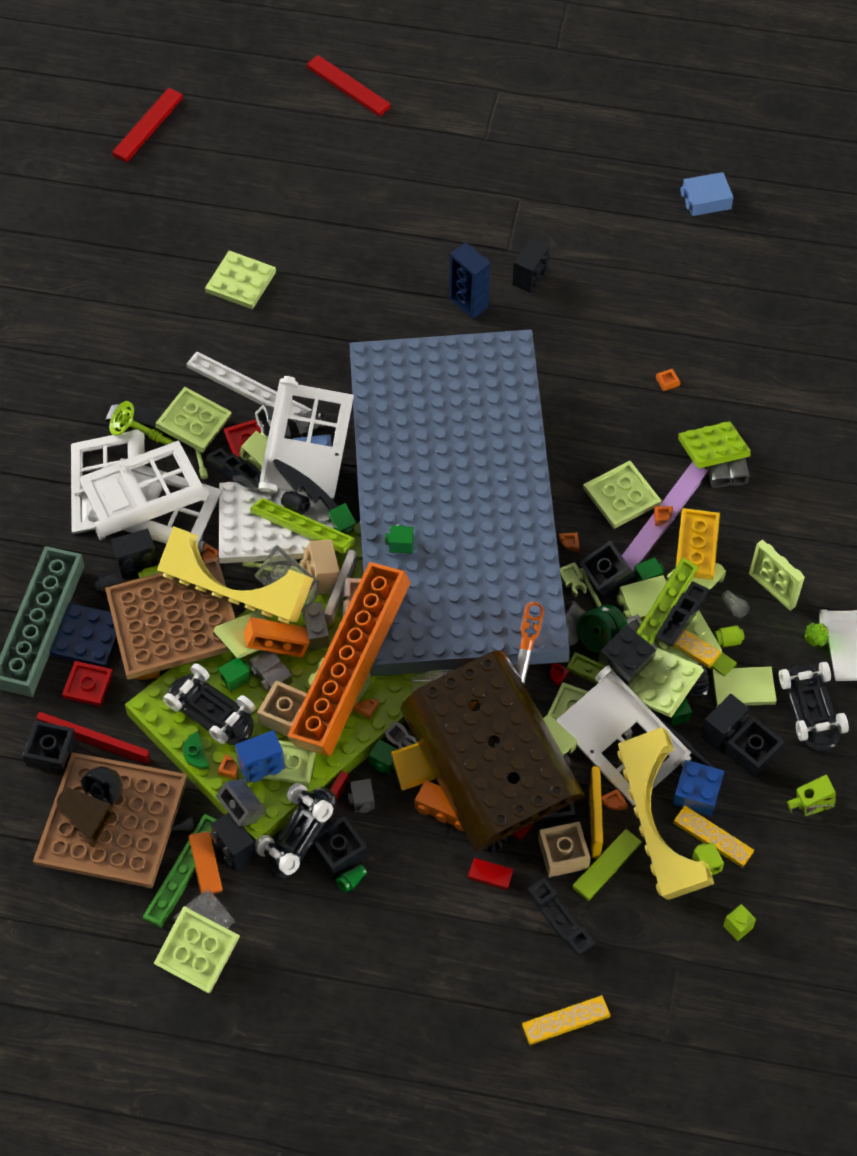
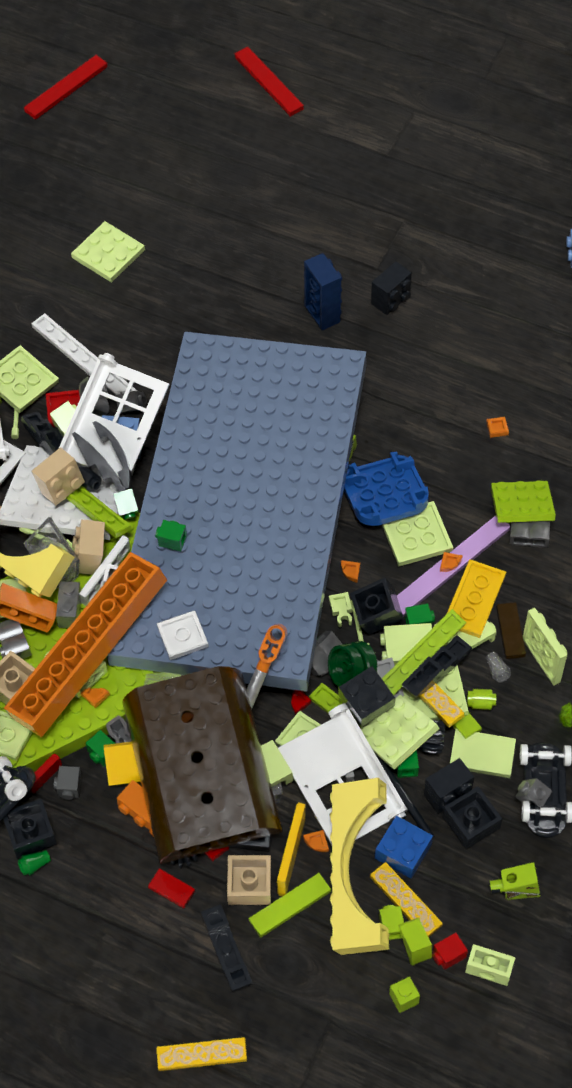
camera: 15 degrees right, 0 degrees up
(270, 504) = (58, 476): none -> tan brick
(303, 456) = (124, 474): none -> black slope
(439, 631) = (182, 635): none -> white tile
(583, 459) = (385, 490): none -> blue tile
(736, 567) = (511, 630): none -> dark brown tile
(736, 870) = (416, 941): none -> lime slope
(768, 874) = (449, 951): none -> red brick
(803, 710) = (533, 791): none -> flat silver bracket
(810, 877) = (490, 965): none -> yellowish green brick

